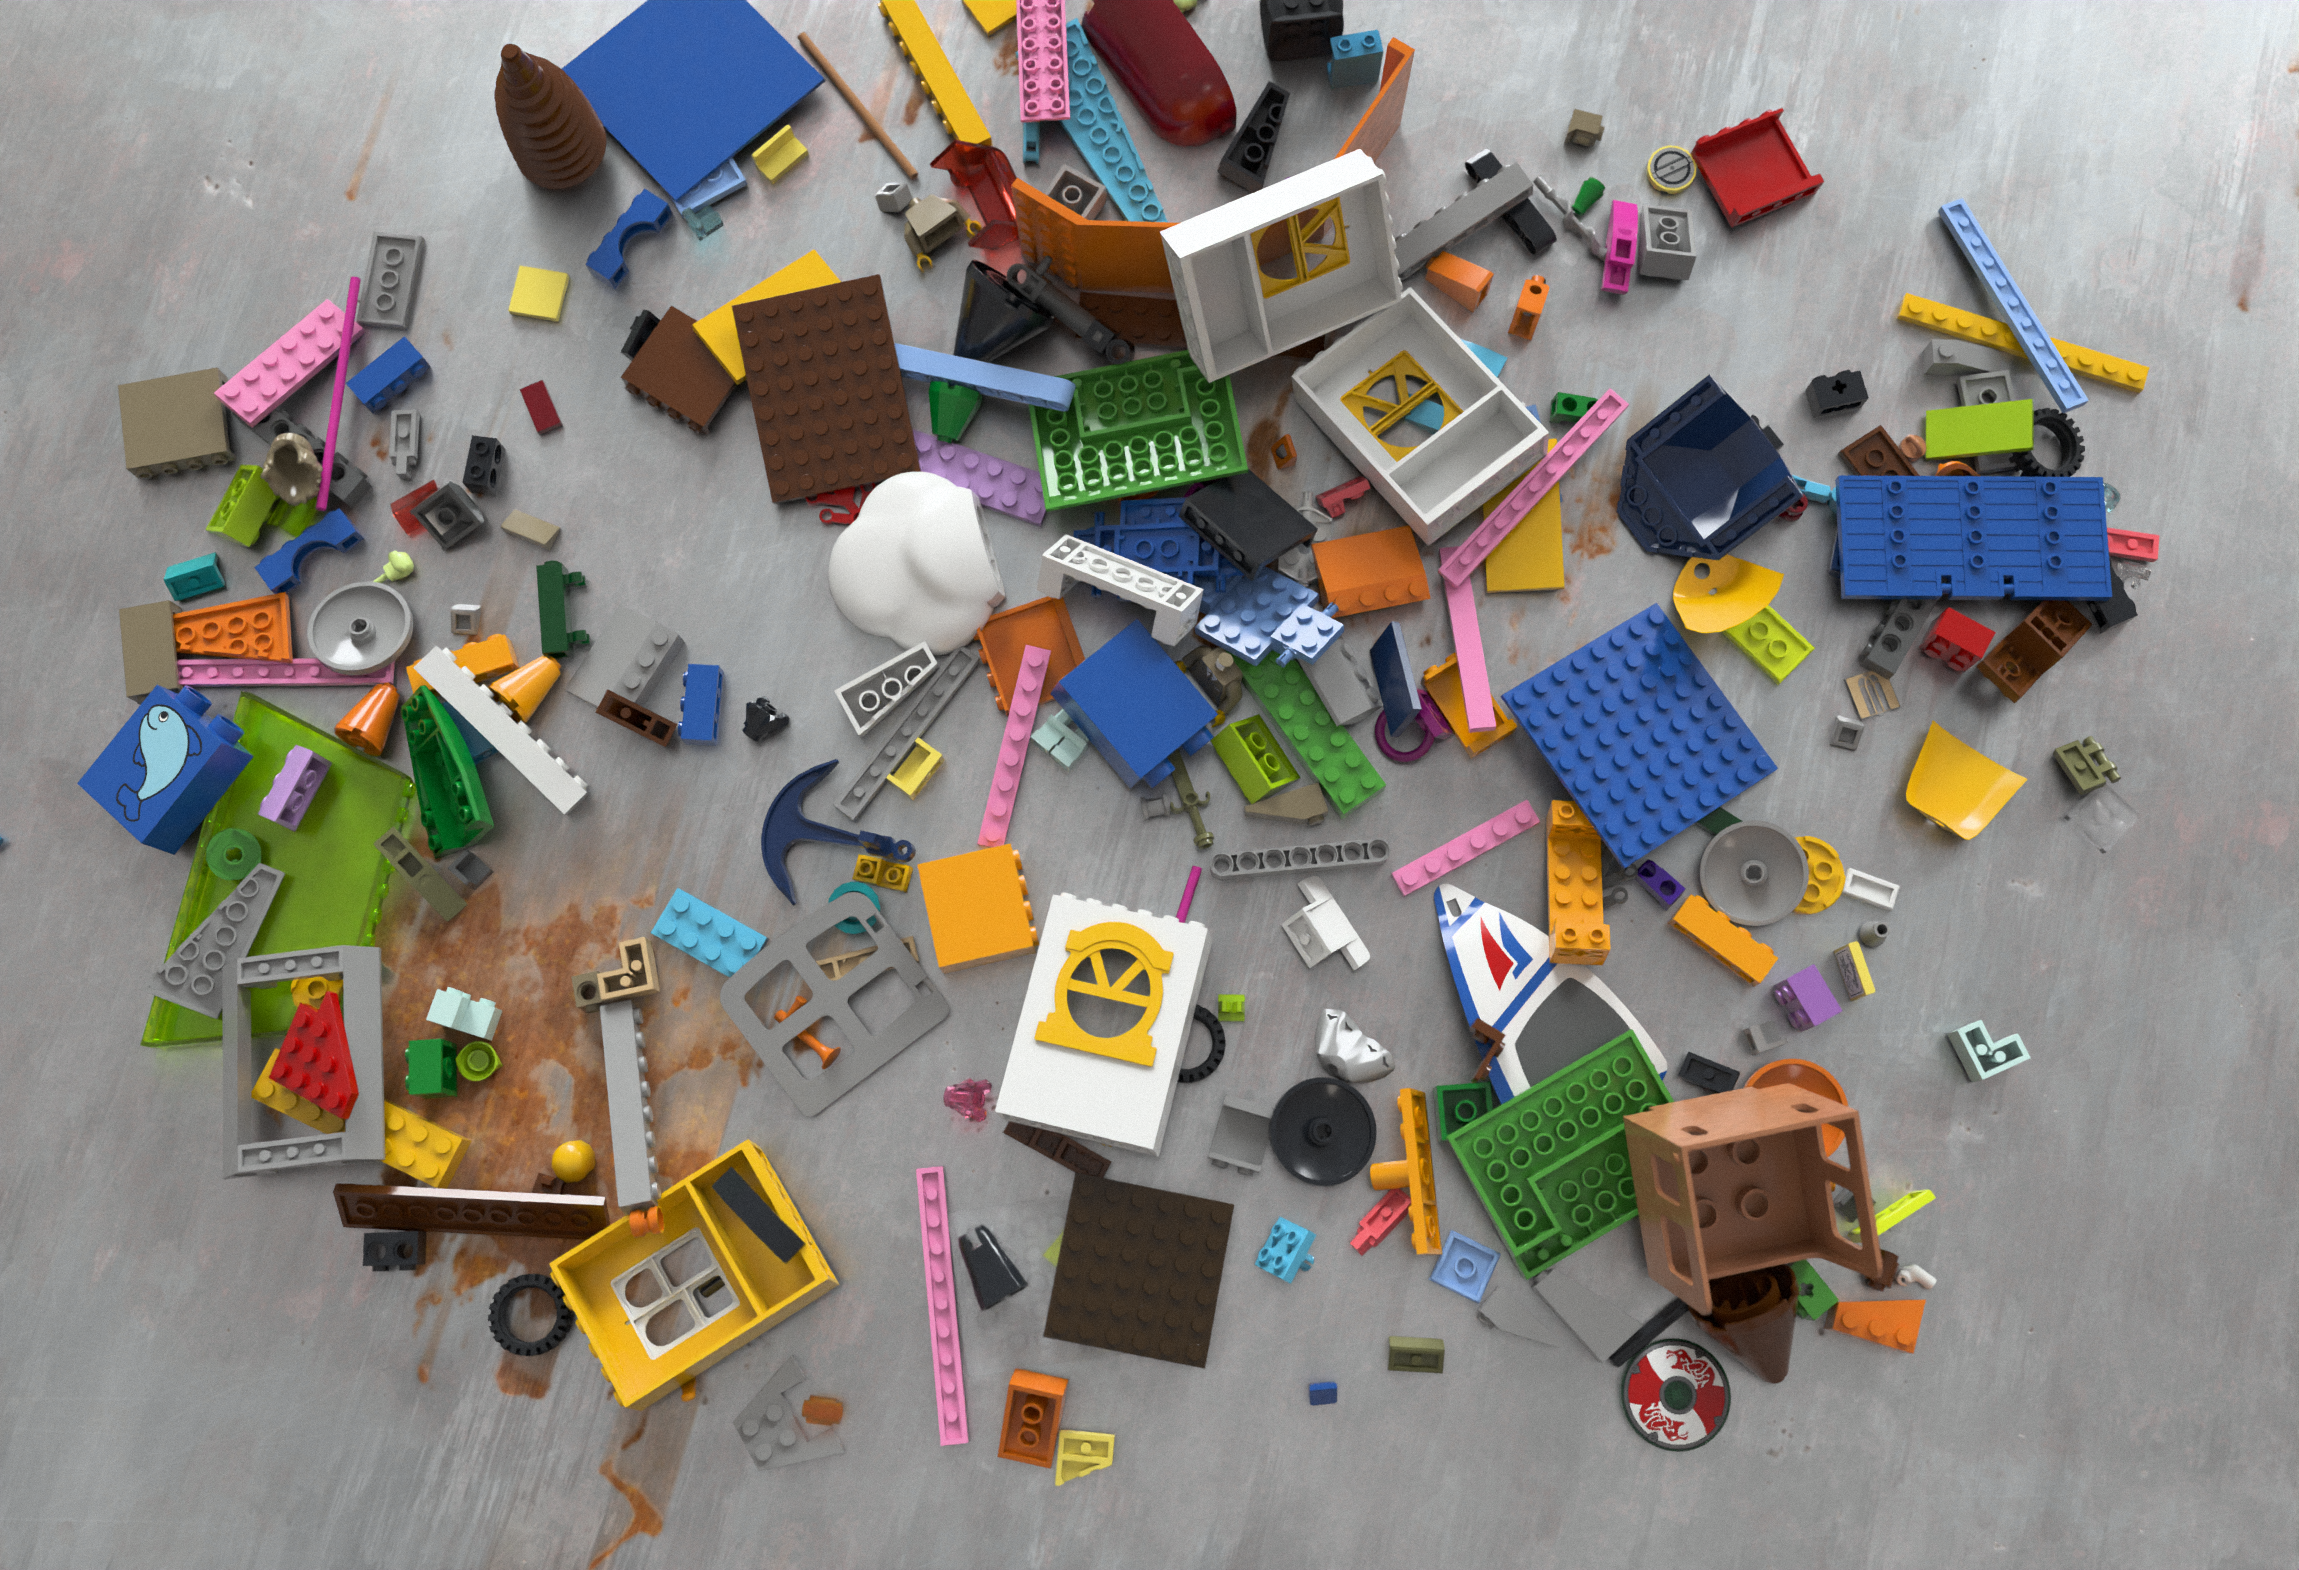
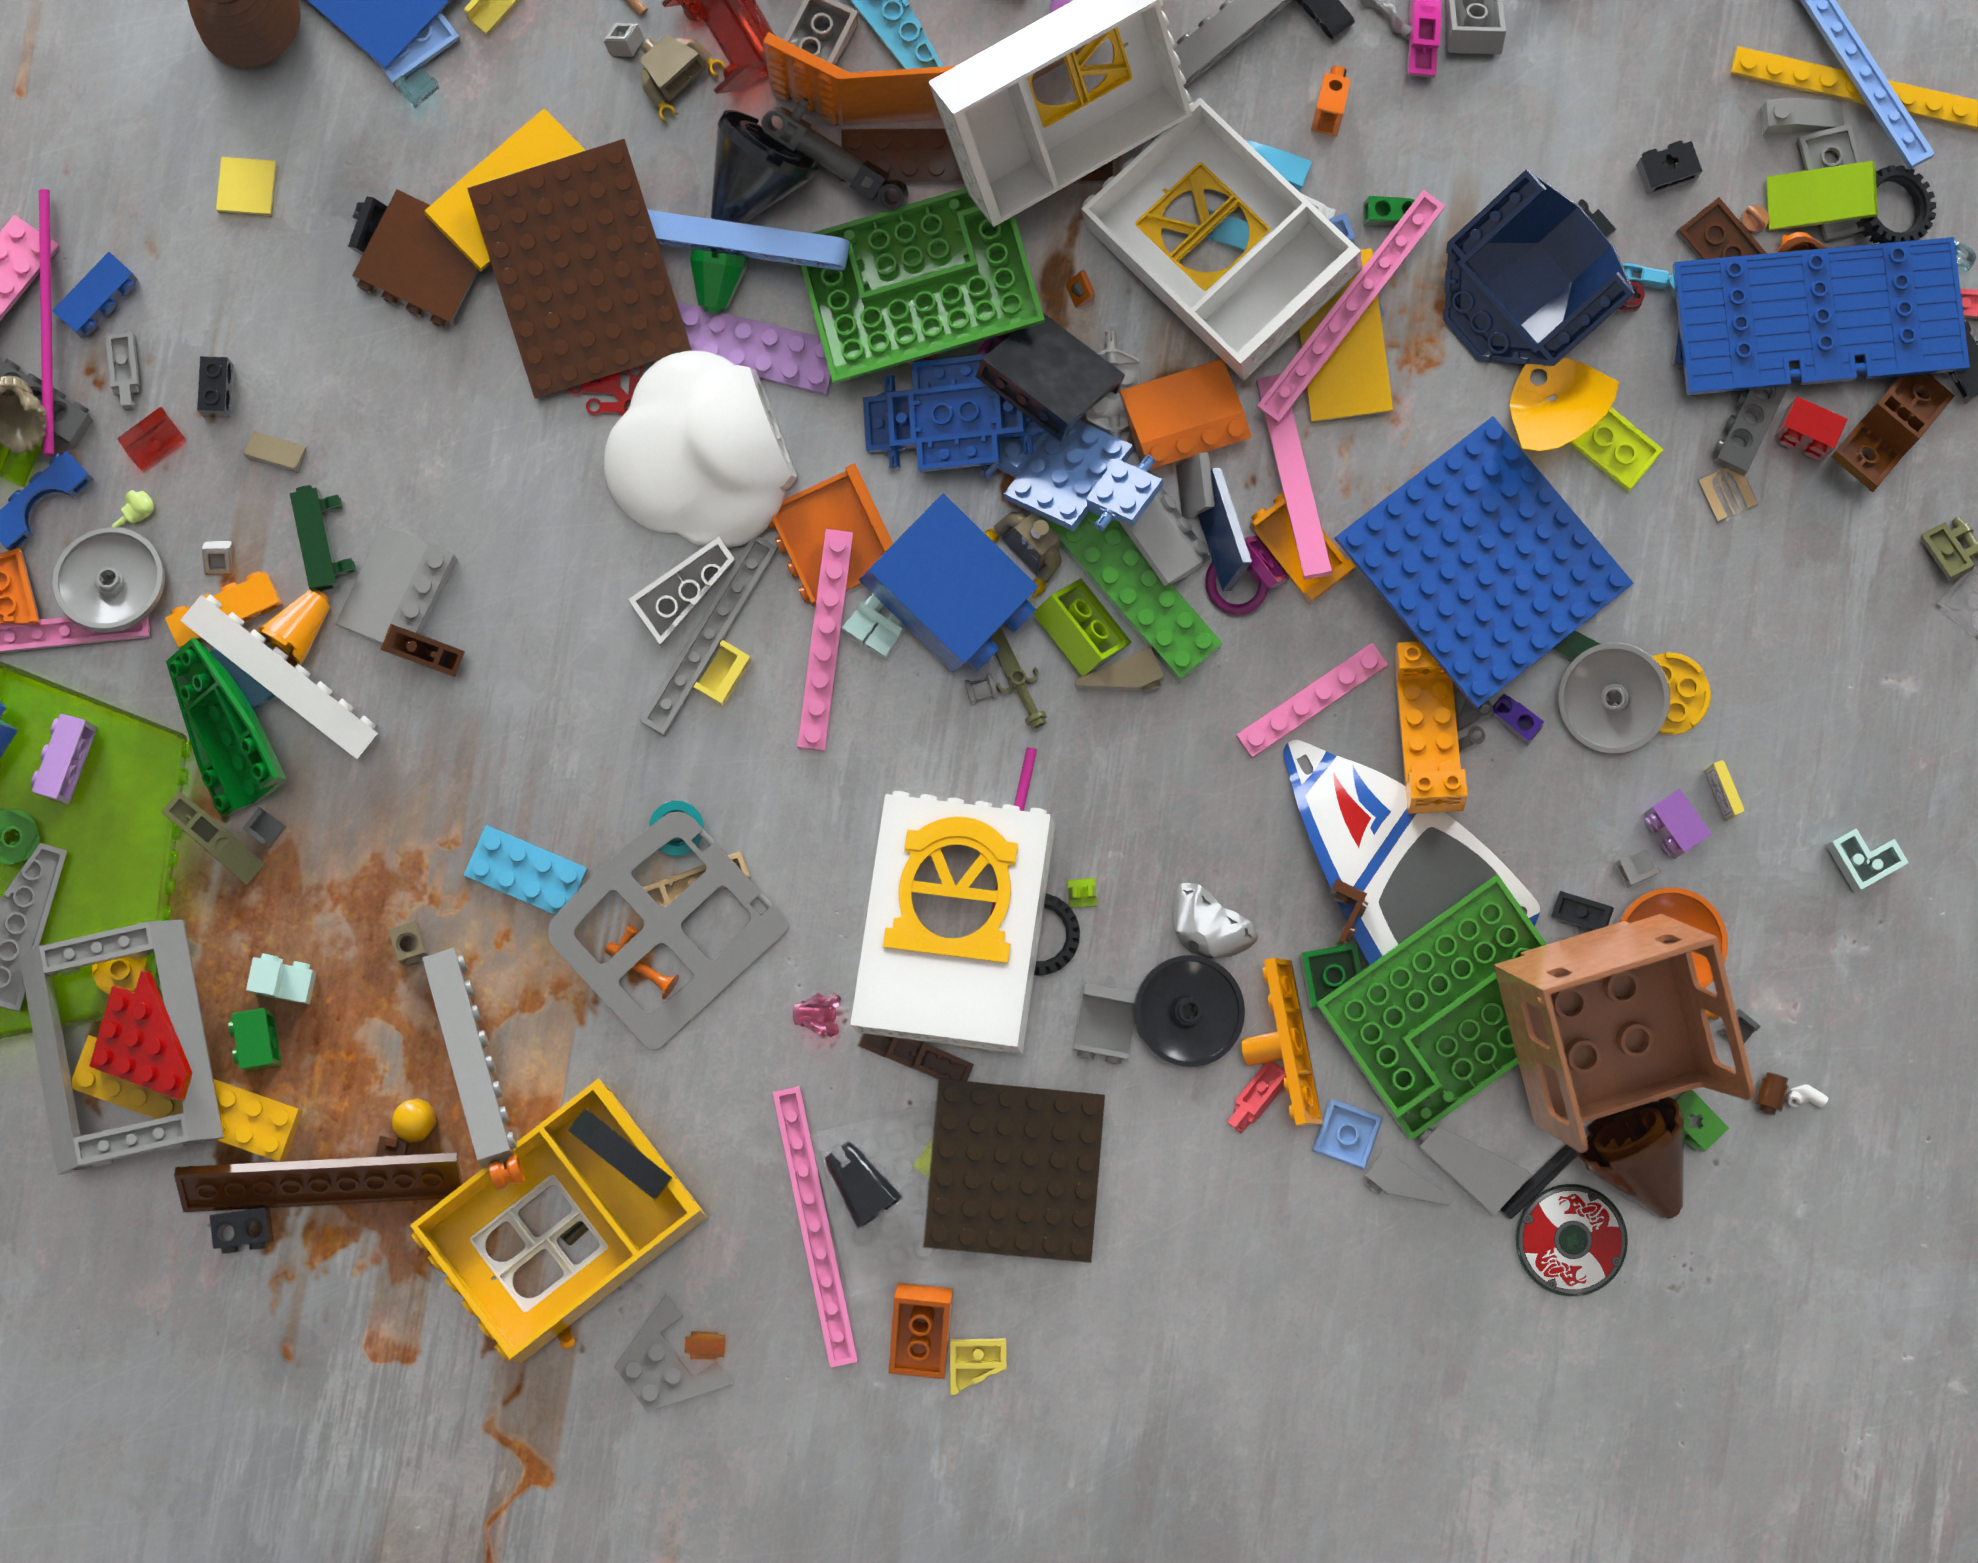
camera: 10 degrees left, 5 degrees up
(370, 719) = (134, 678): orange cone -> none
(390, 280) = (79, 186): light grey tile -> none
(448, 514) = (185, 446): dark grey slope -> none
(478, 1061) = (300, 1027): lime hat -> none
(498, 1316) = (360, 1268): black tyre -> none
(541, 407) = (266, 314): dark red tile -> none
(635, 978) = (455, 925): tan brick -> none
(645, 214) = (353, 86): blue arch -> none
(701, 704) = (485, 626): blue brick -> none
(762, 719) = (553, 635): black rock -> none
(787, 825) = (593, 747): dark blue piece -> none
(882, 873) = (700, 788): yellow slope -> none
(978, 908) = (807, 815): light orange brick -> none
(1172, 599) = (876, 435): white plate -> none
(1286, 1250) = (1163, 1135): medium azure plate -> none
(1311, 852) = (1127, 738): light grey beam -> none
(1322, 1393) = (1213, 1276): blue slope -> none
(1323, 928) = (1170, 799): white plate -> none
(1333, 499) = (1138, 334): coral hinge -> none
(1374, 637) = (1195, 485): none -> light grey tile
(1416, 1354) = (1305, 1227): olive slope -> none
(1459, 279) = (1252, 77): orange slope -> none
(1723, 940) = (1587, 771): light orange brick -> none
(1847, 732) = (1703, 537): light grey slope -> none
(1870, 889) = (1737, 702): white tile -> none
(1870, 935) = (1738, 750): light grey cone -> none
(1882, 1322) = (1773, 1146): orange wedge -> none
(1896, 1212) = (1780, 1035): neon yellow tile -> none
(1958, 784) = (1822, 581): yellow piece -> none

